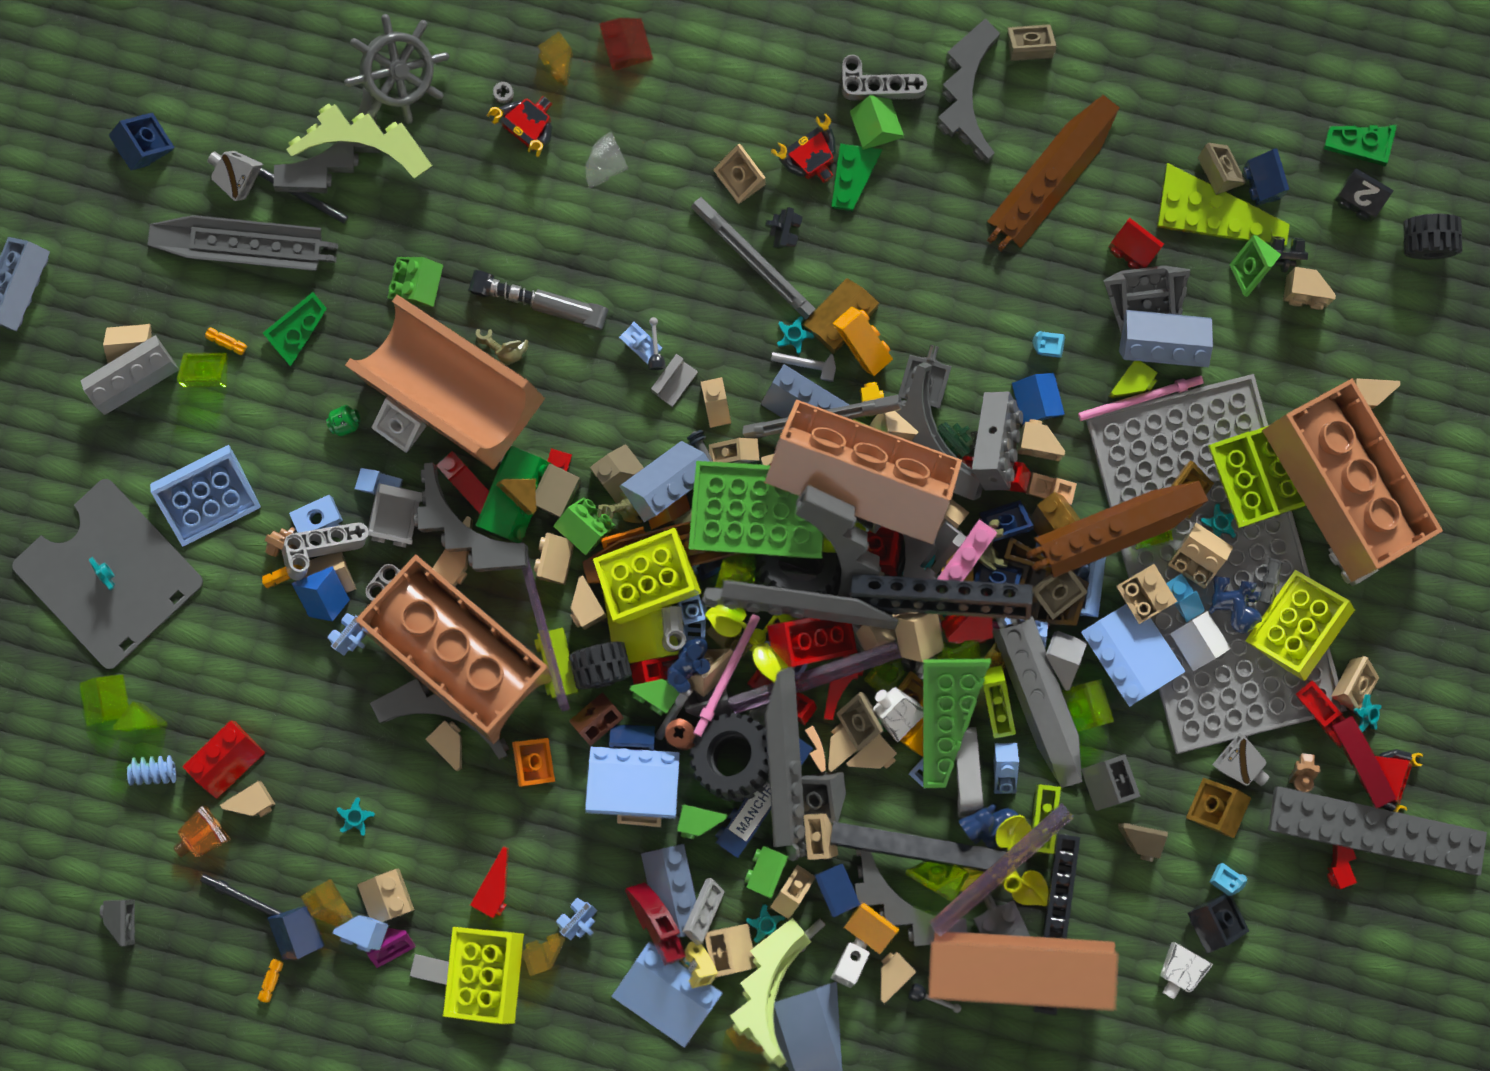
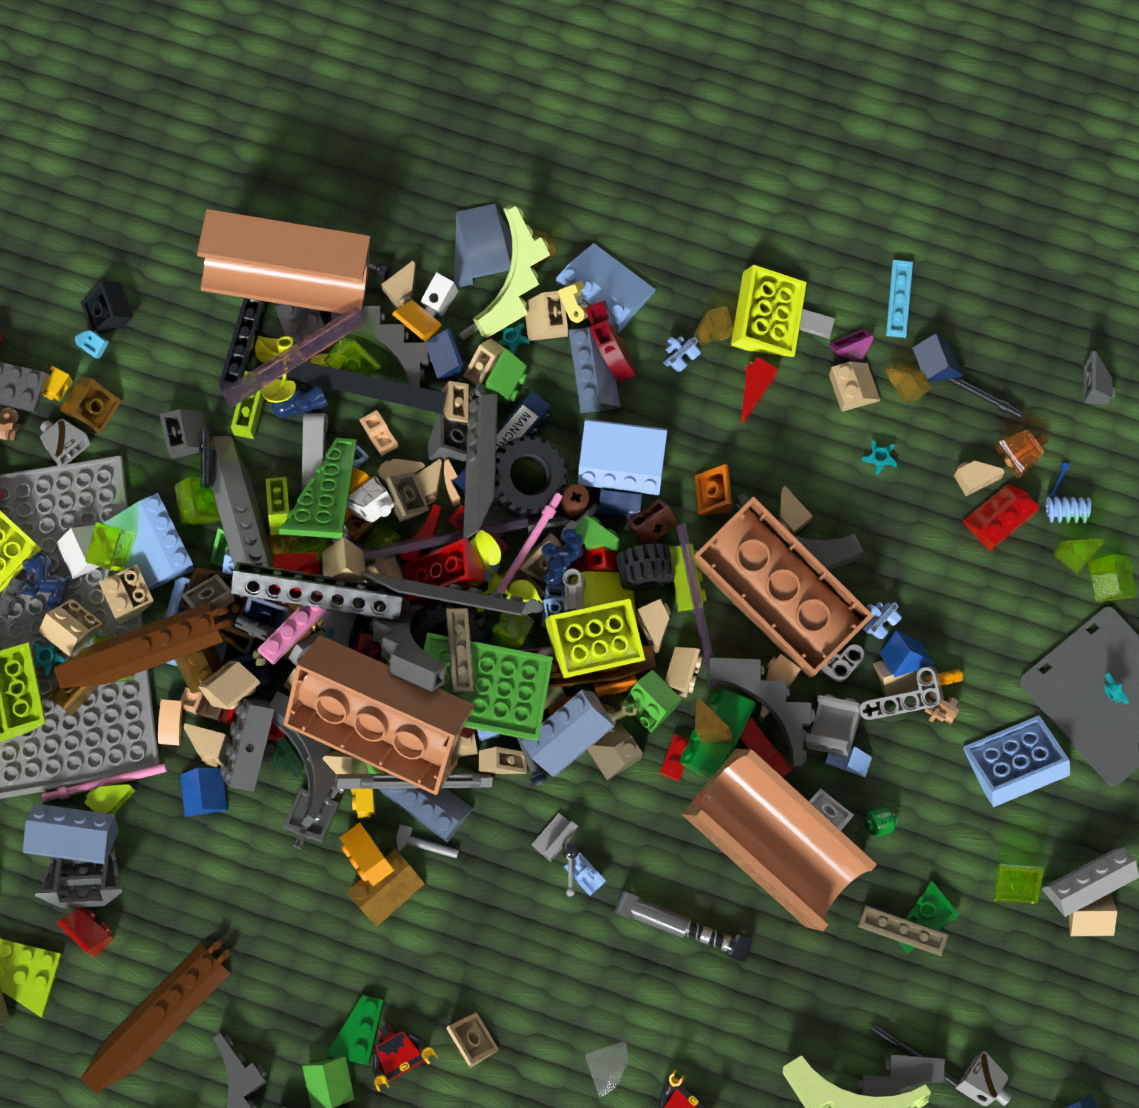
camera: 175 degrees left, 10 degrees down
(156, 822) = (1064, 467): none -> blue hinge
(225, 341) = (995, 911): light orange axle -> none
(241, 242) = (978, 1009): dark grey hinge -> none
(270, 980) = (960, 324): light orange axle -> none
(317, 311) = (903, 930): none -> dark tan tile
(325, 506) = (900, 739): light blue brick -> none
(339, 1007) = (899, 298): none -> medium azure tile
(363, 931) = (874, 352): light blue slope -> none
(415, 280) = (805, 955): bright green slope -> none
(508, 352) = (717, 873): olive piece -> none
(556, 490) = (676, 733): dark tan slope -> none
(698, 821) = (563, 425): bright green slope -> none
(703, 911) = (566, 347): light grey tile -> none
(715, 402) = (516, 812): tan slope -> none
(753, 258) = (467, 954): dark grey piece -> none
(781, 226) = (434, 982): black hips -> none
(785, 541) = (460, 650): none -> dark tan tile
(794, 335) = (433, 873): teal animal -> none
(900, 802) = (379, 433): none -> light nougat slope
(1004, 563) = (254, 629): none -> dark grey pin
(1005, 767) = (279, 453): light blue slope -> none
(1023, 496) = (229, 685): none -> tan slope
(1048, 344) = (185, 842): medium azure plate -> none
(1065, 656) = (209, 541): light grey slope -> none
(1082, 466) = (170, 722): none -> light nougat slope
(1082, 752) = (206, 452): none -> black pin
(1144, 841) = (160, 381): dark tan slope -> none
(1170, 639) = (110, 547): none -> clear neon green slope
(1182, 970) = (144, 272): white torso -> none
(1188, 601) = (92, 592): dark azure slope -> none
(1258, 828) = (57, 384): none -> yellow brick

